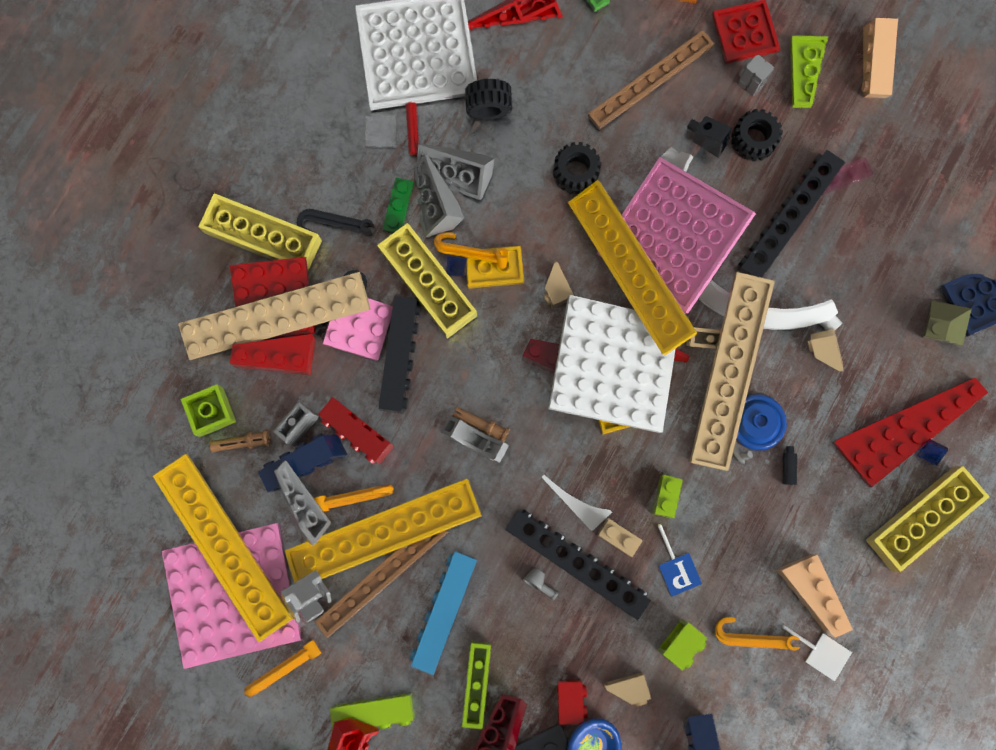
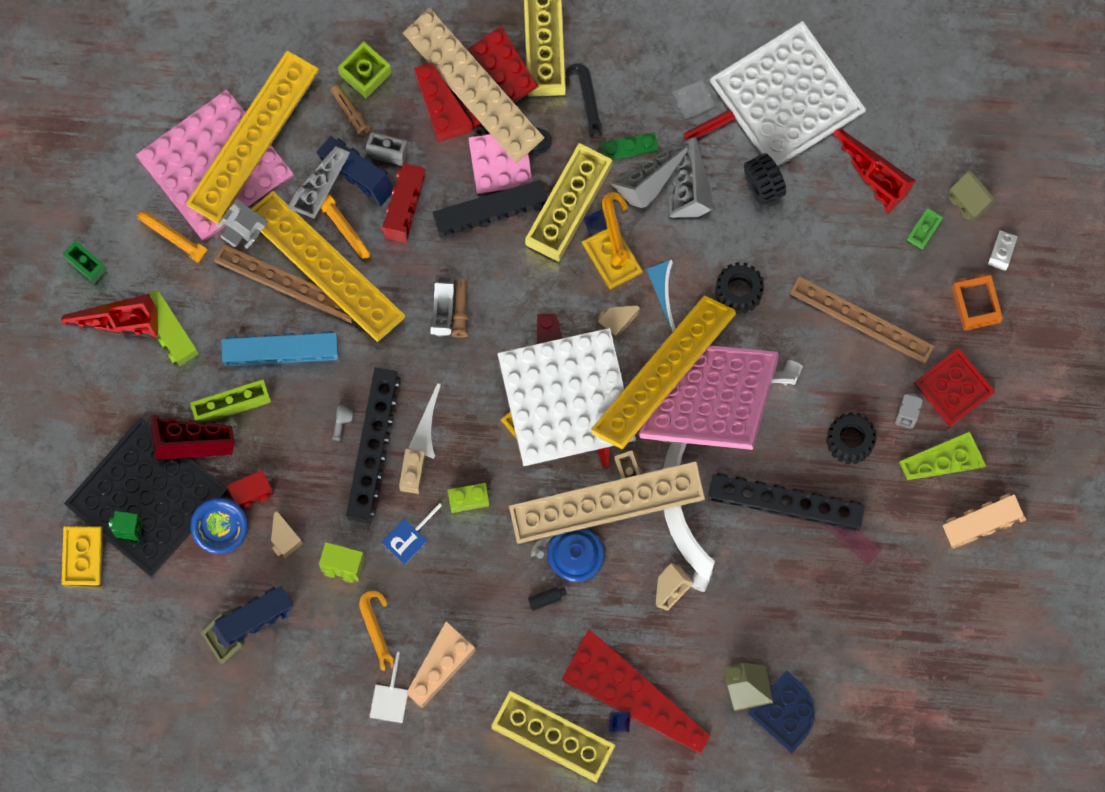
camera: 65 degrees right, 5 degrees down
(531, 234) = (660, 277): none -> dark azure sticker
(710, 135) = (830, 395): black torso -> none

